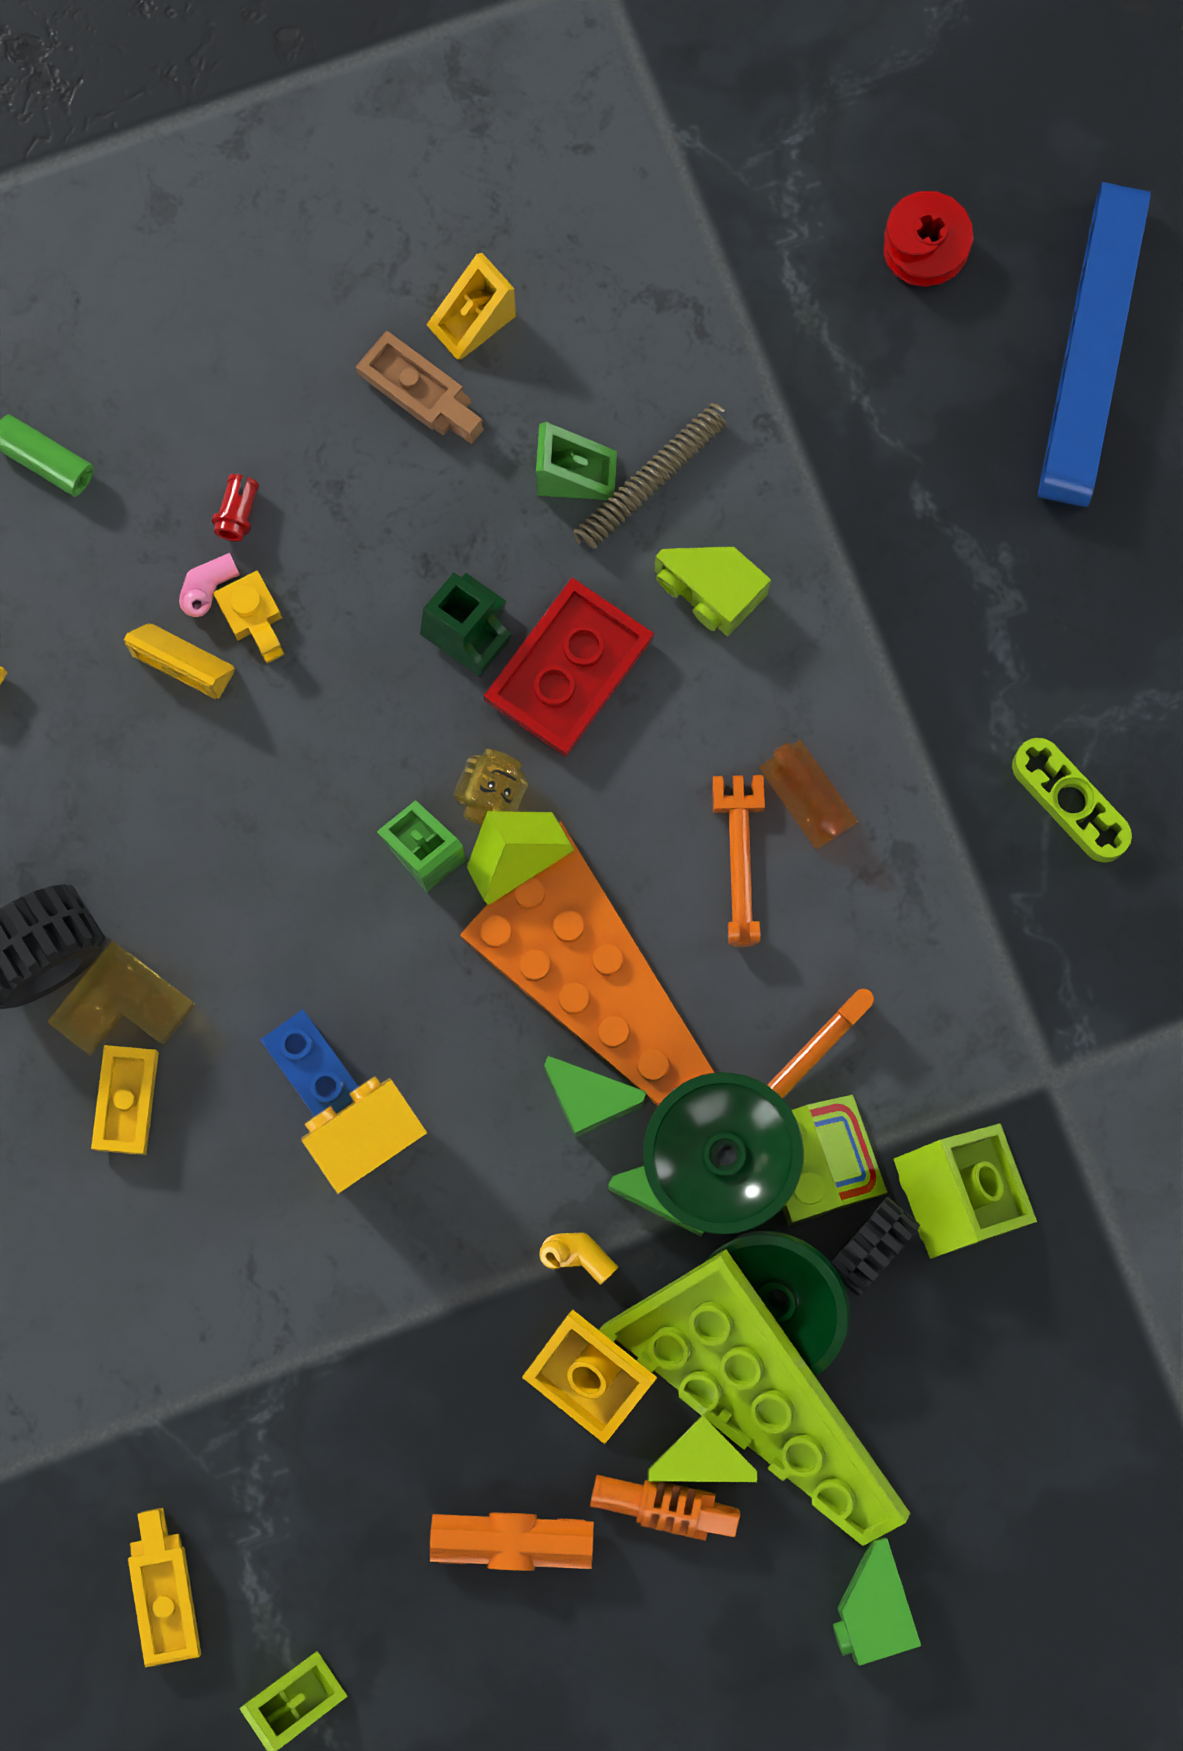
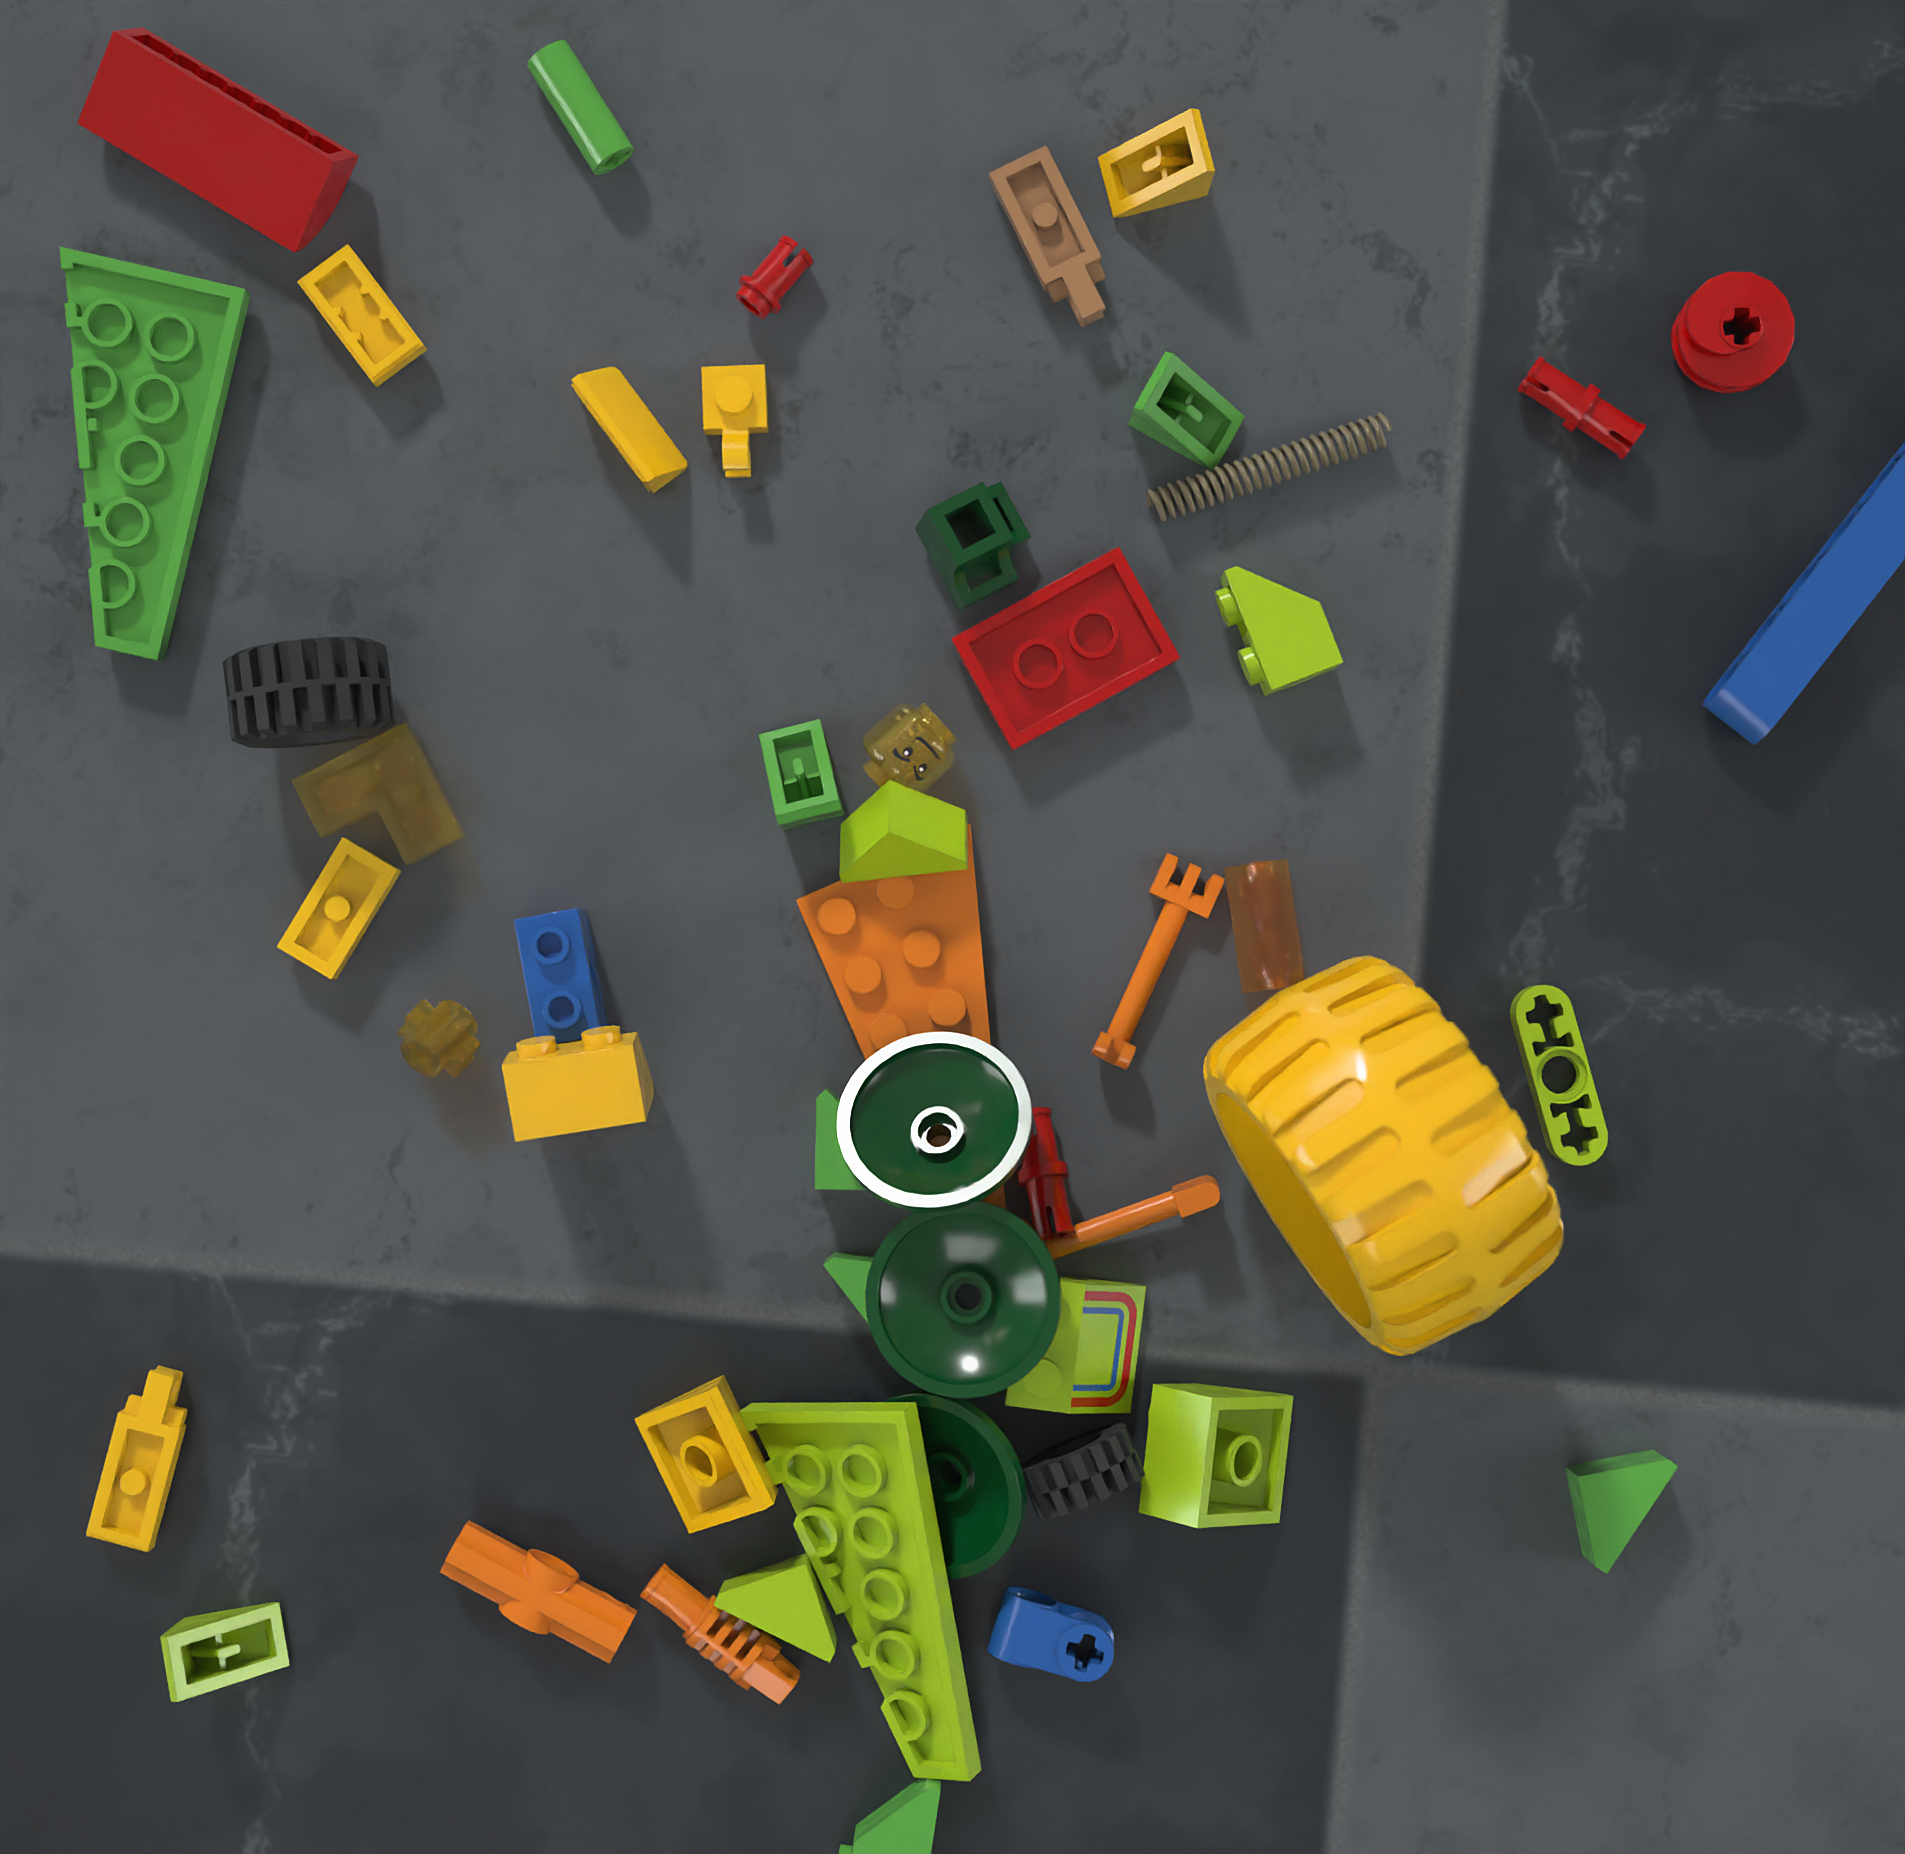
camera: 25 degrees right, 10 degrees up
(202, 581) = (694, 349): bright pink arm -> none
(243, 1158) = (439, 1038): none -> clear yellow gear
(577, 1250) = (757, 1311): yellow arm -> none
(628, 1018) = (928, 1090): none -> dark green dish
(735, 1043) = (1044, 1179): none -> red pin
(849, 336) = (1581, 407): none -> red pin
(902, 1388) = (1044, 1632): none -> blue piece
(973, 892) = (1384, 1154): none -> yellow tyre

